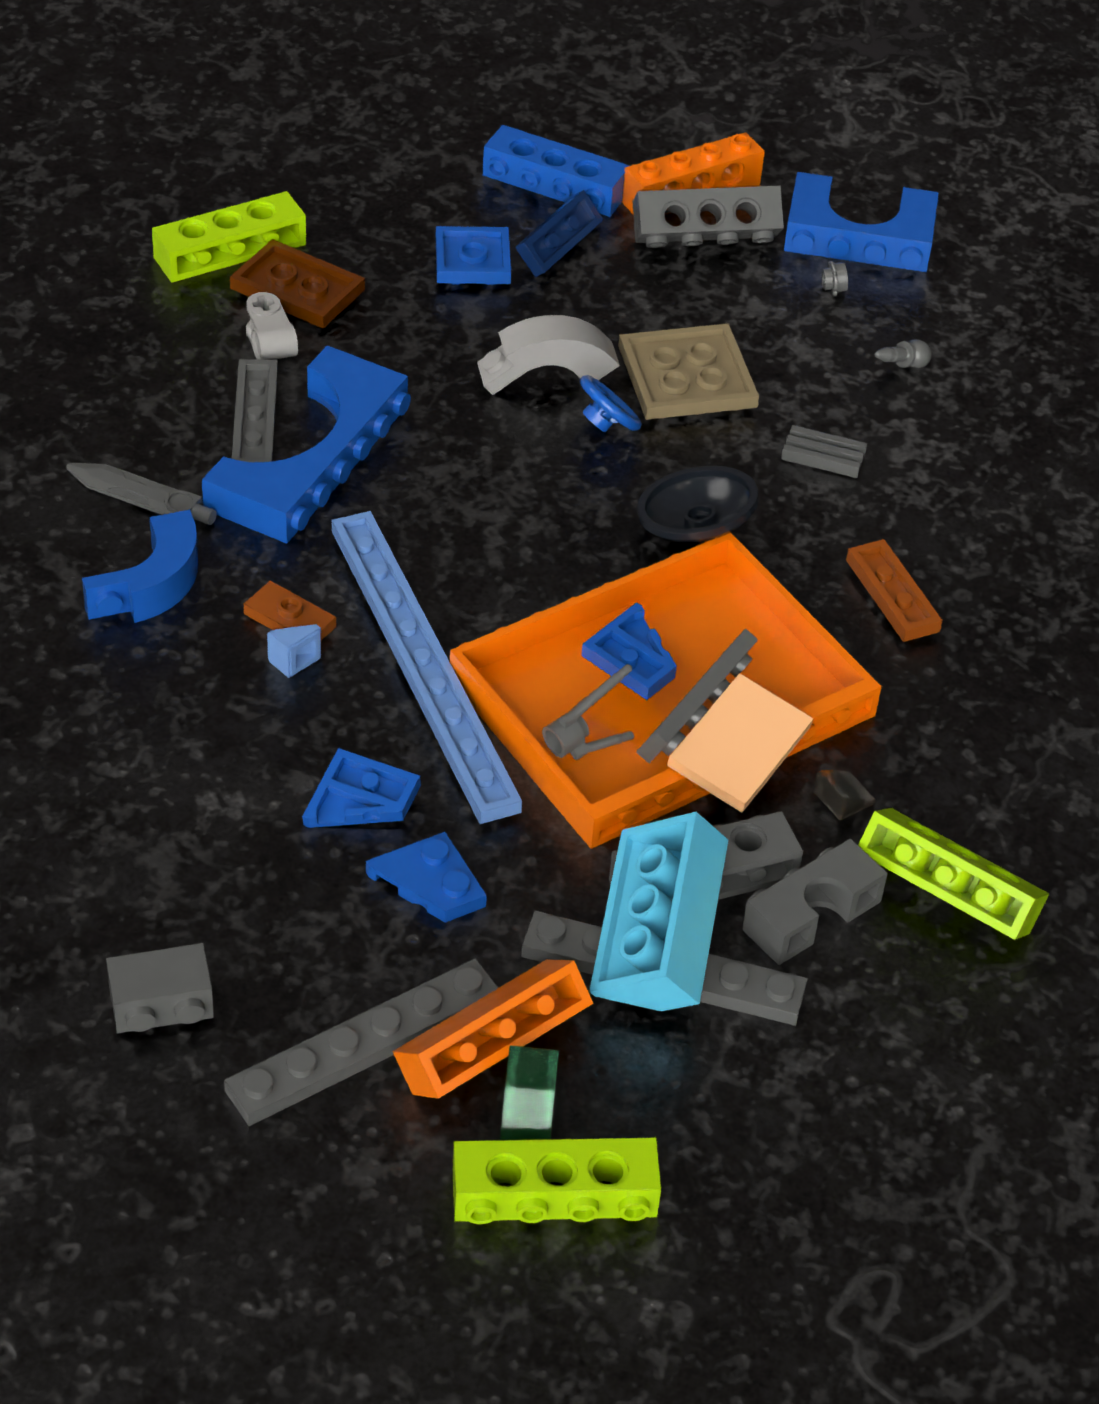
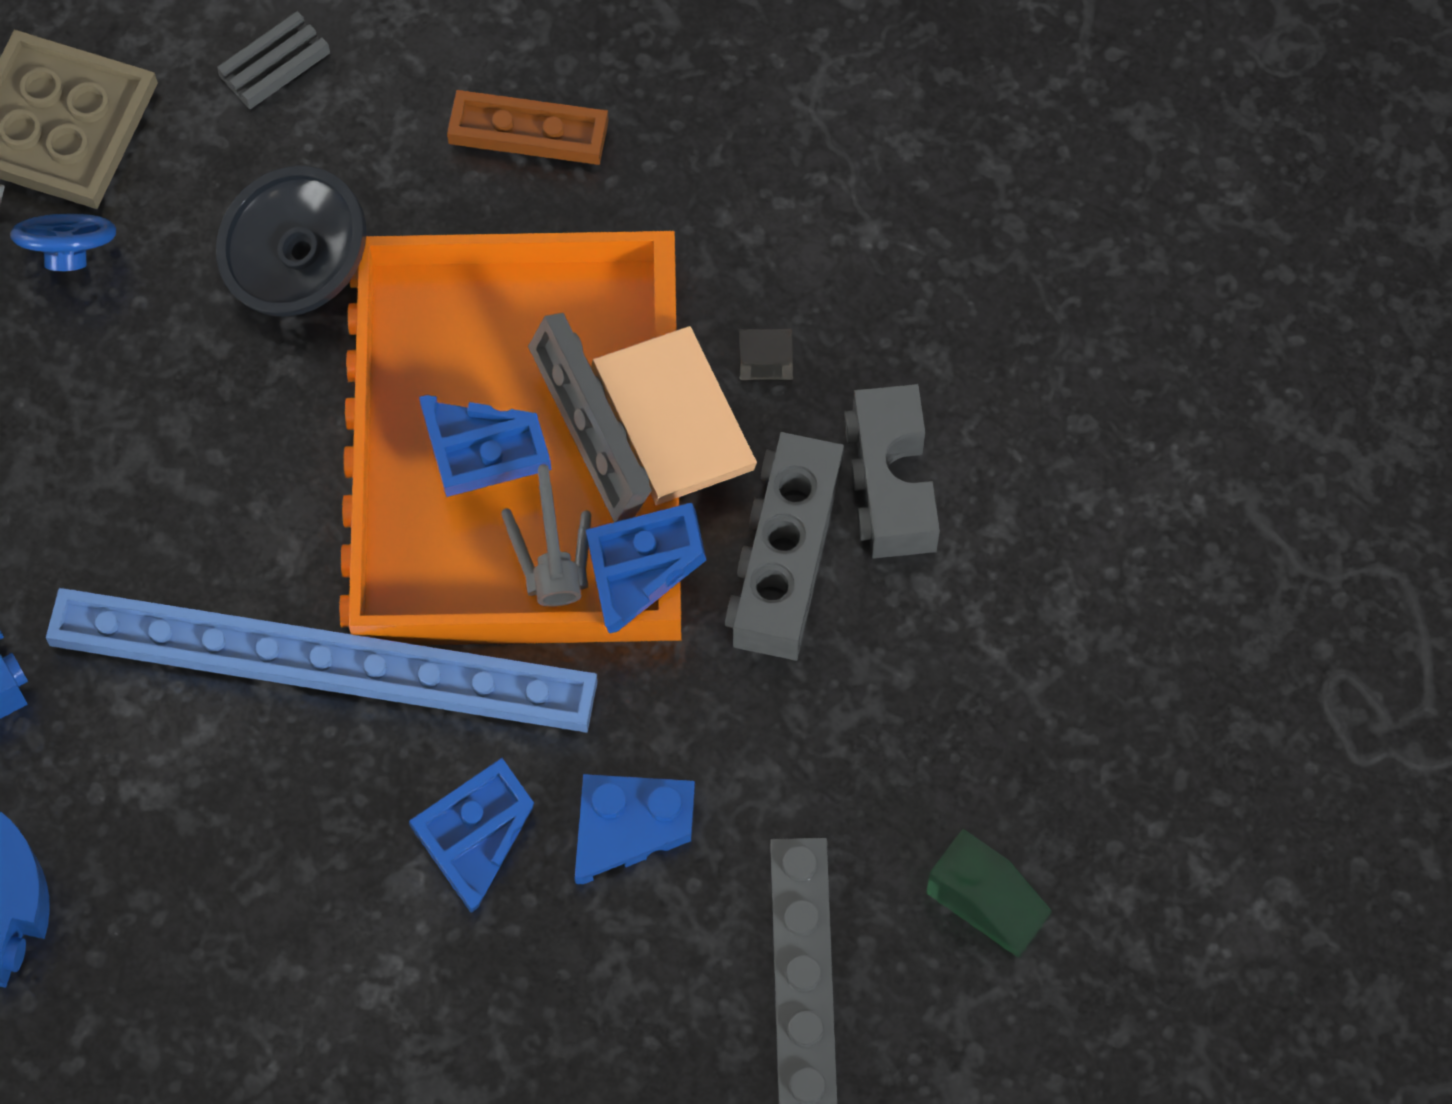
camera: 55 degrees left, 20 degrees up
(281, 609) = (154, 762): dark orange plate -> none
(294, 648) = (220, 789): medium blue slope -> none
(487, 1028) = (882, 873): orange brick -> none
(573, 1162) = (1119, 838): lime brick -> none
(616, 771) = (643, 560): none -> blue wing
(660, 914) = (852, 631): medium azure slope -> none
(726, 981) = (880, 664): dark grey plate -> none
(953, 873) = (945, 323): lime brick -> none

